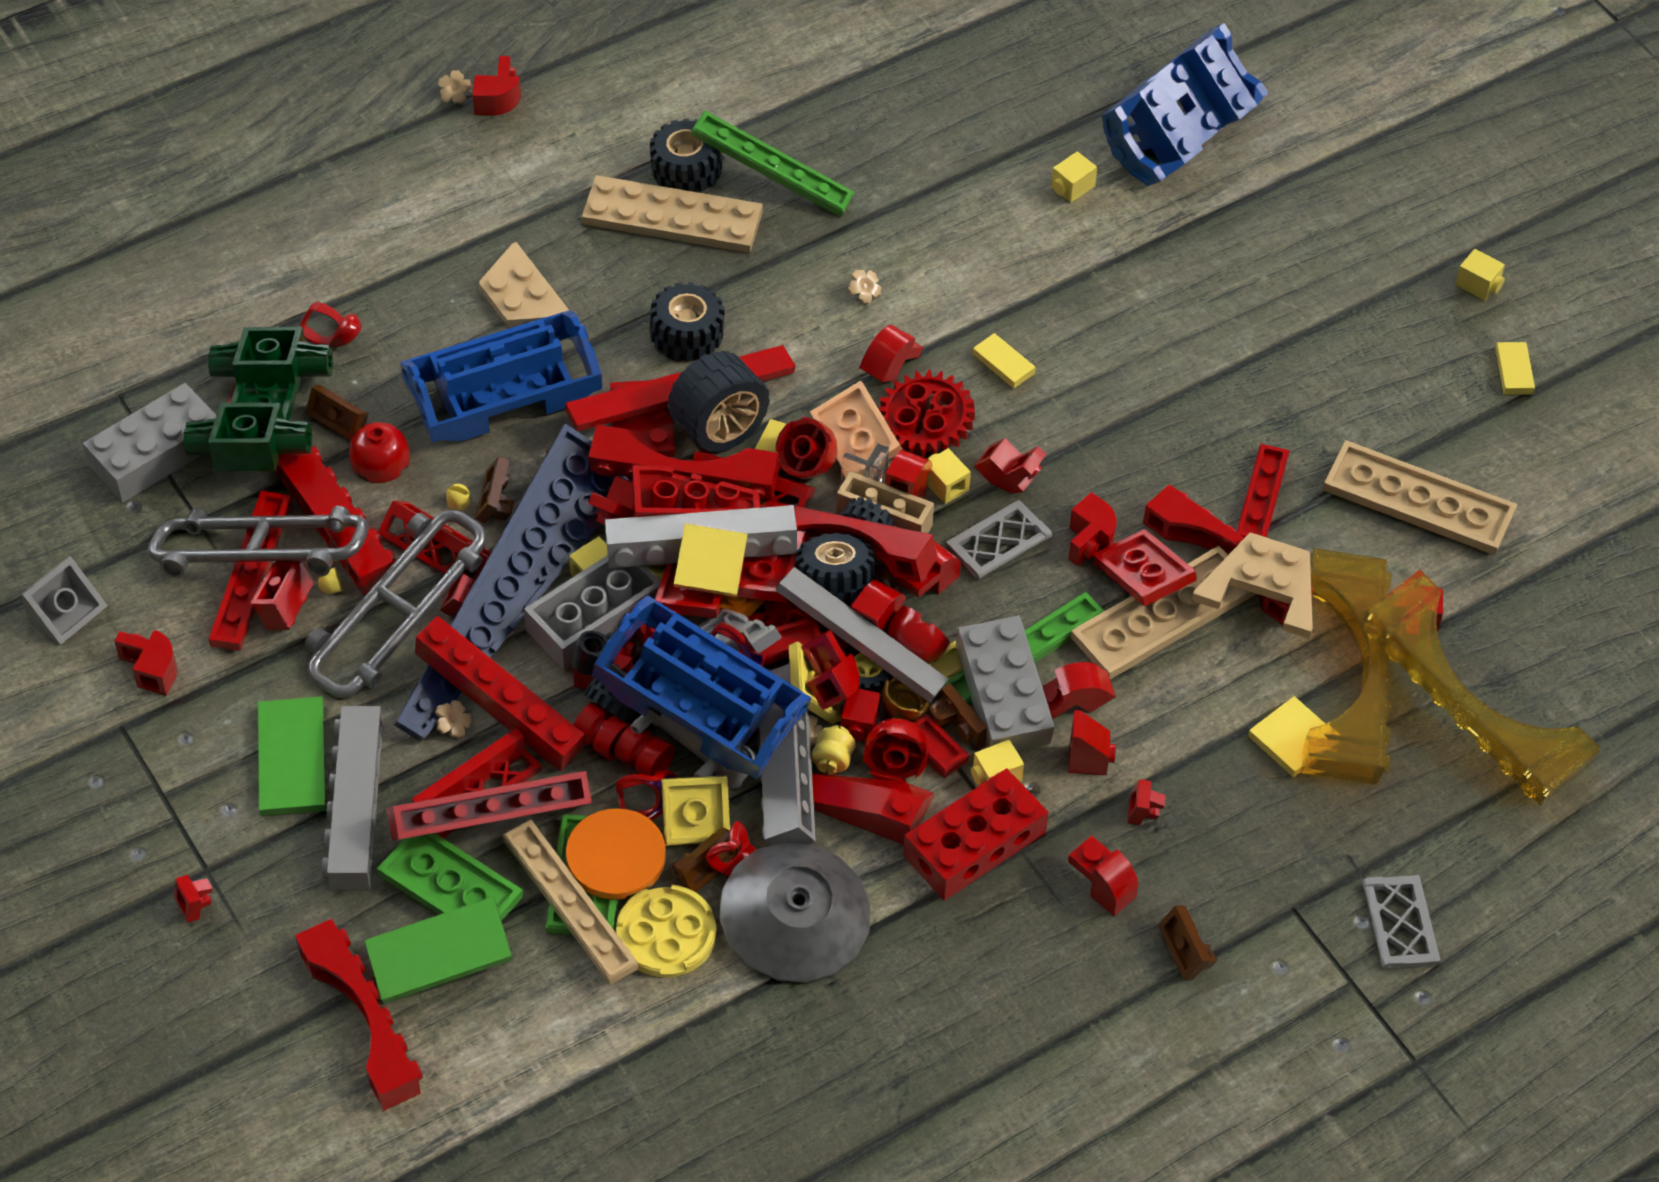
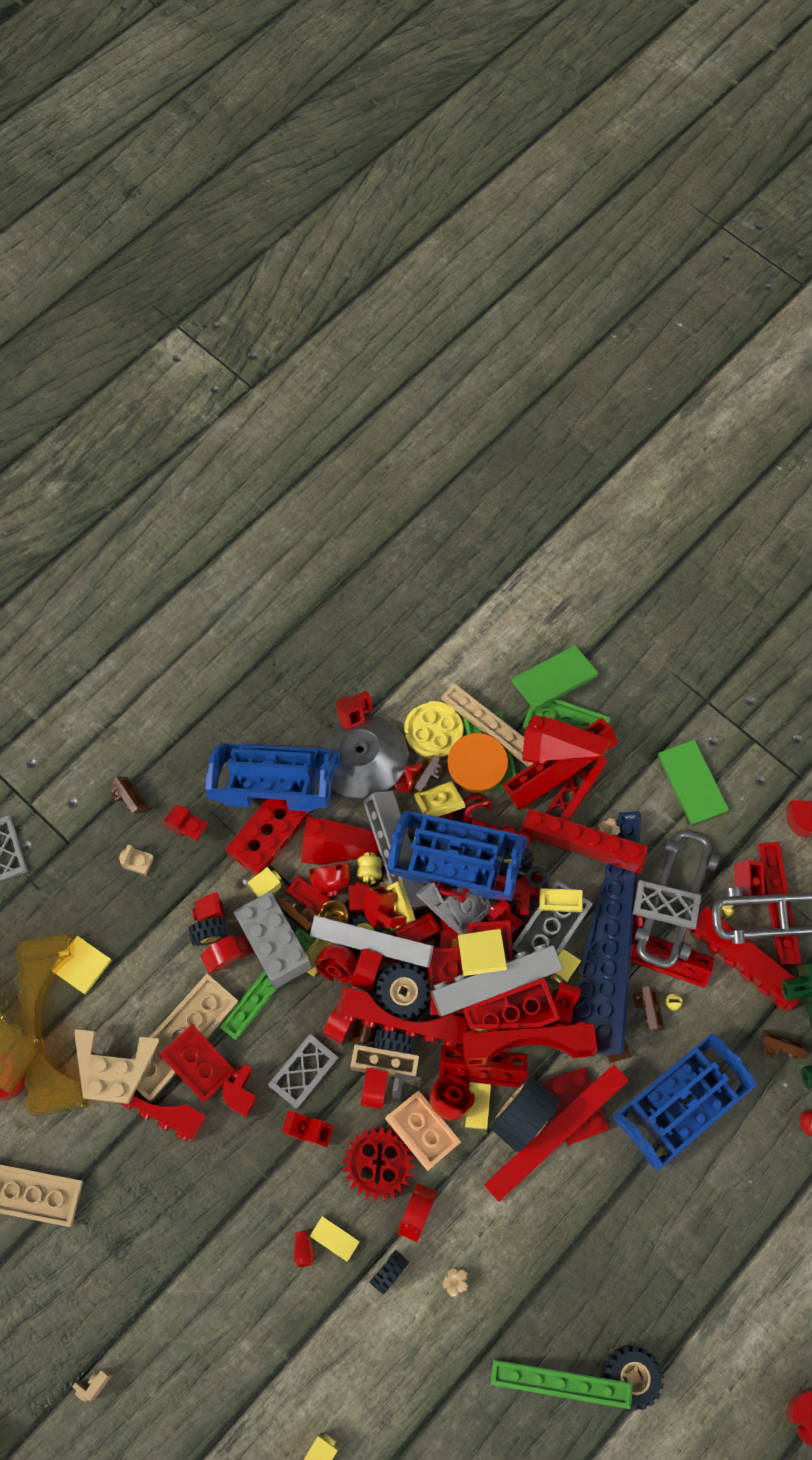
camera: 165 degrees right, 15 degrees up
(191, 896) = (705, 674): red tile -> none
(330, 961) = (612, 658): red arch -> none
(354, 798) = (643, 761): light grey brick -> none
(379, 452) = (740, 1021): red cylinder -> none
(415, 563) = (662, 917): none -> light grey window
(485, 817) = (554, 740): none -> red wedge
(519, 289) = (705, 1202): tan wing -> none
(567, 617) = (560, 900): none -> light yellow tile
(672, 214) = (623, 1318): tan plate -> none
(686, 321) = (574, 1199): black wheel -> none
(799, 973) = (352, 709): none -> red brick
(944, 303) = (389, 1272): none -> black wheel
(948, 476) = (351, 1111): light yellow brick -> none
(970, 917) = (272, 774): none -> blue piece
(1047, 354) = (303, 1250): none -> red cone
(1103, 708) = (208, 931): none -> black wheel
(1144, 803) = (169, 883): red tile -> none
(1189, 852) = (135, 860): none -> tan bracket
(1263, 491) = (126, 1164): red tile -> none
(1334, 288) = (96, 1382): none -> tan bracket

